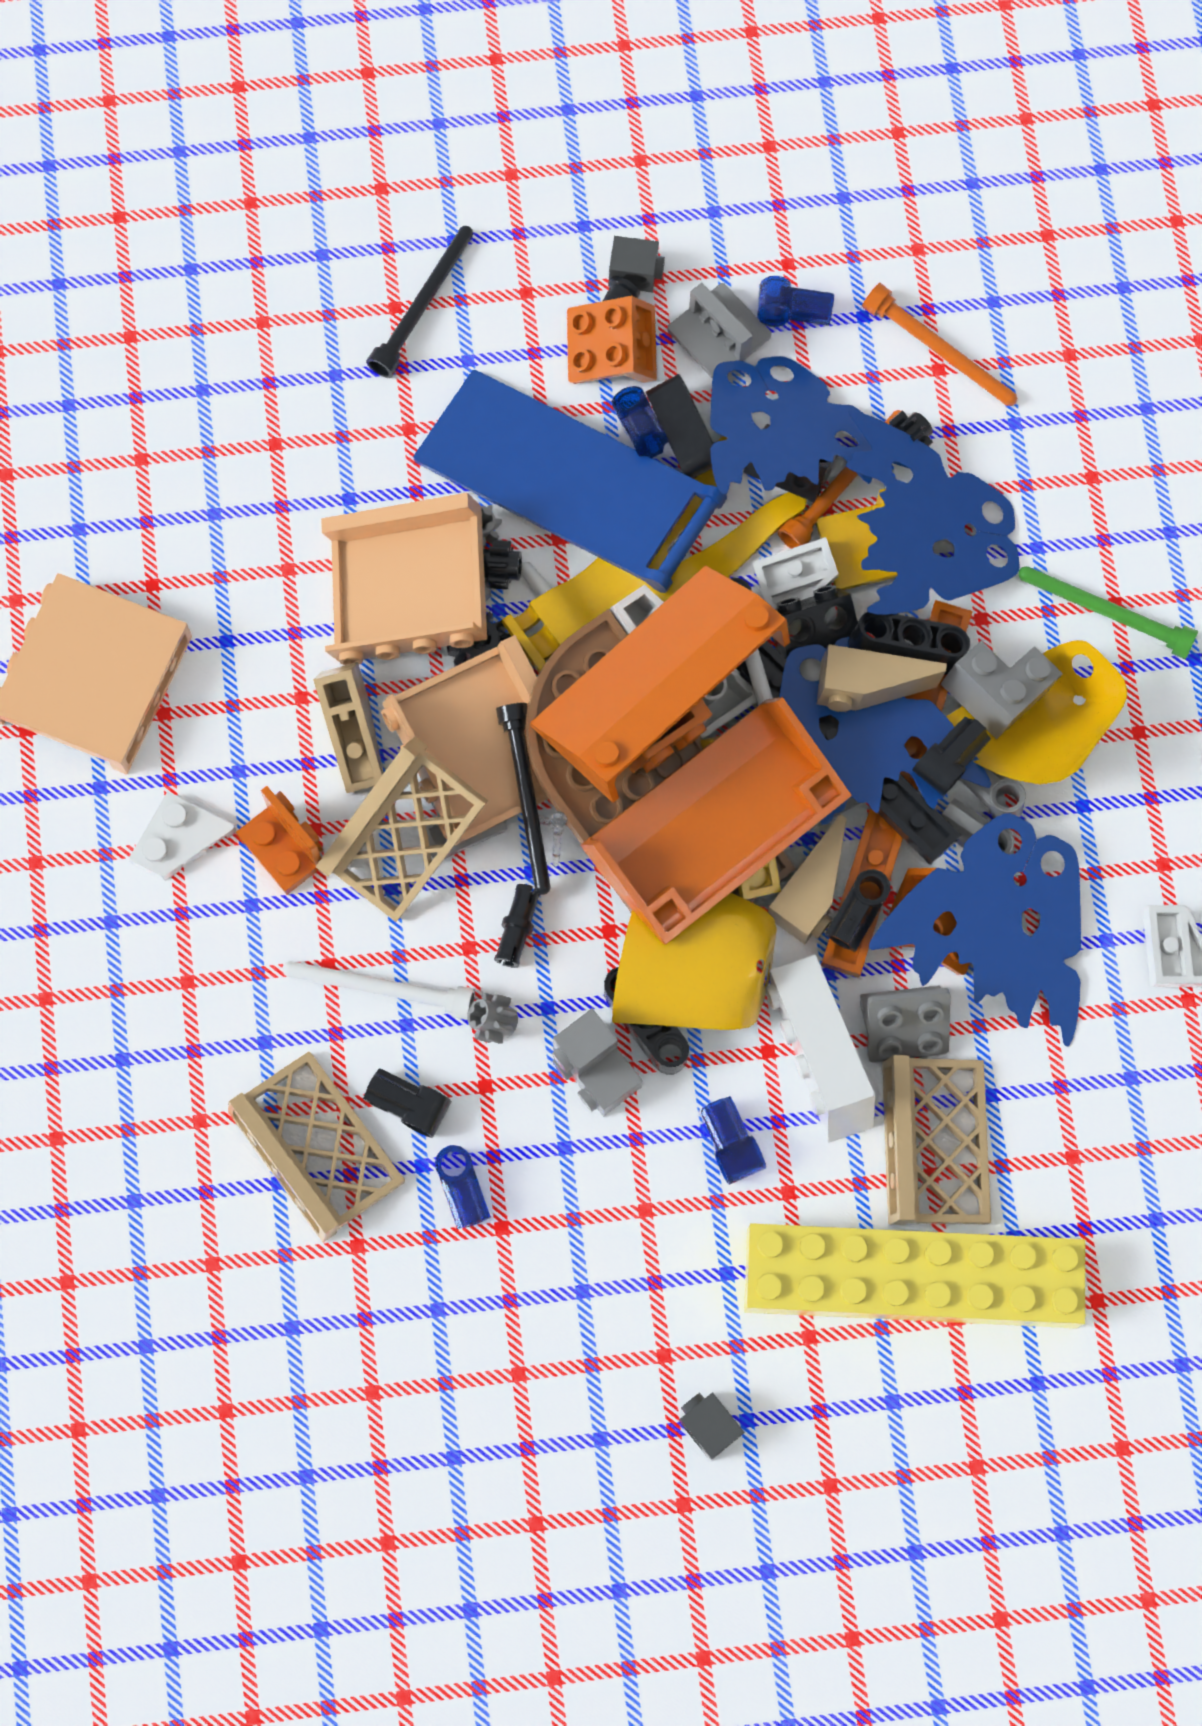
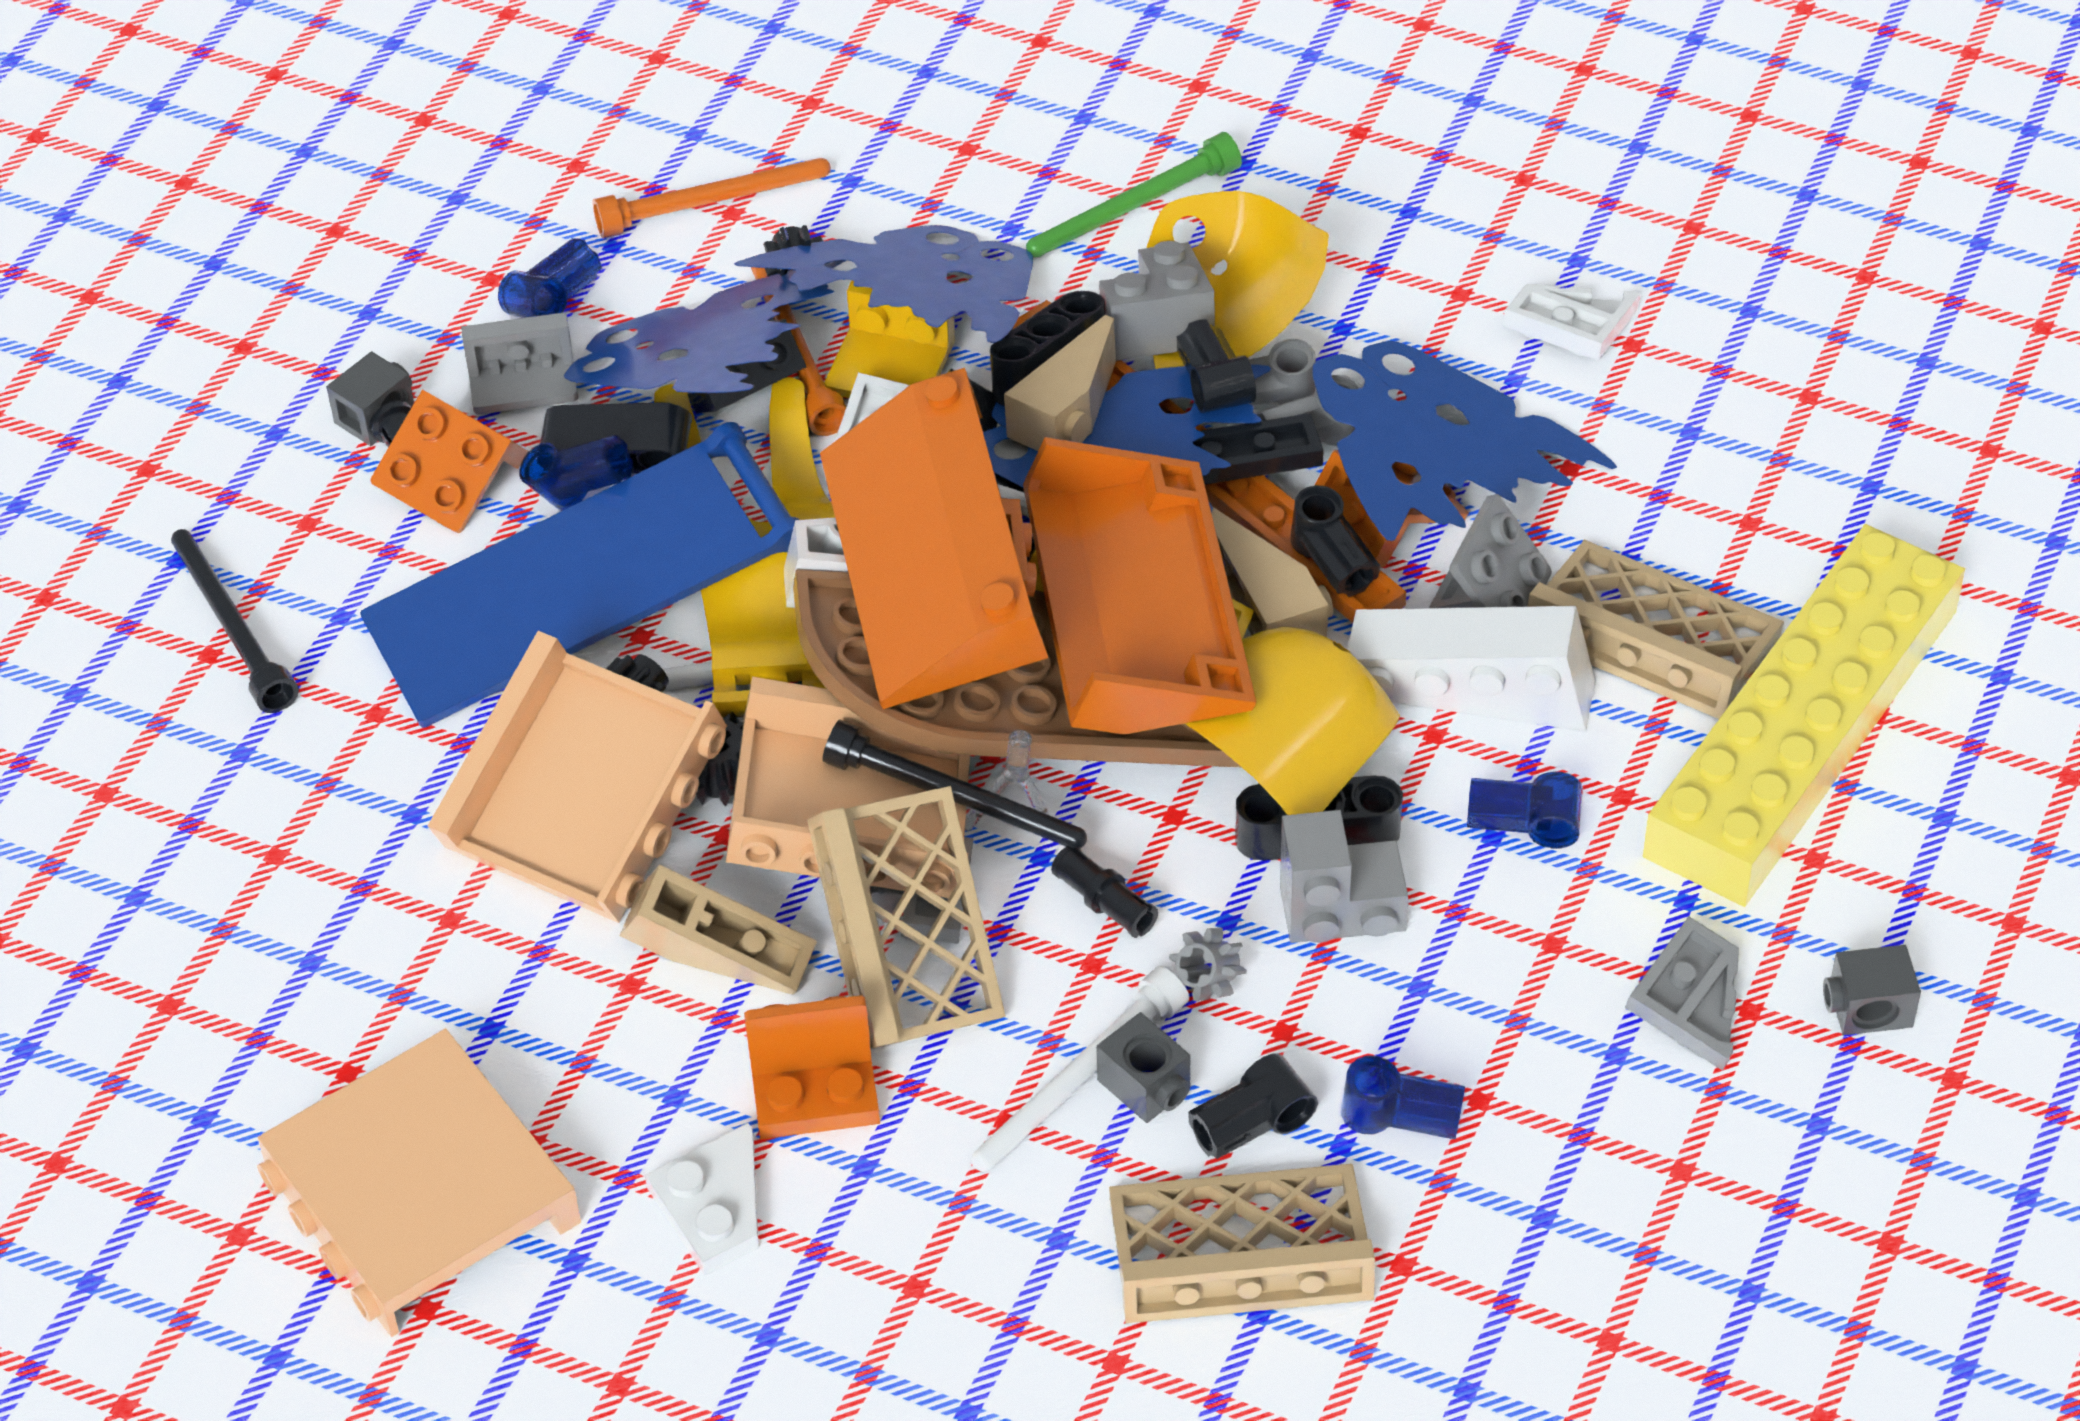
camera: 55 degrees left, 25 degrees down
(397, 1007) = (1142, 1047): none -> dark grey brick
(647, 1315) = (1692, 992): none -> light grey wing

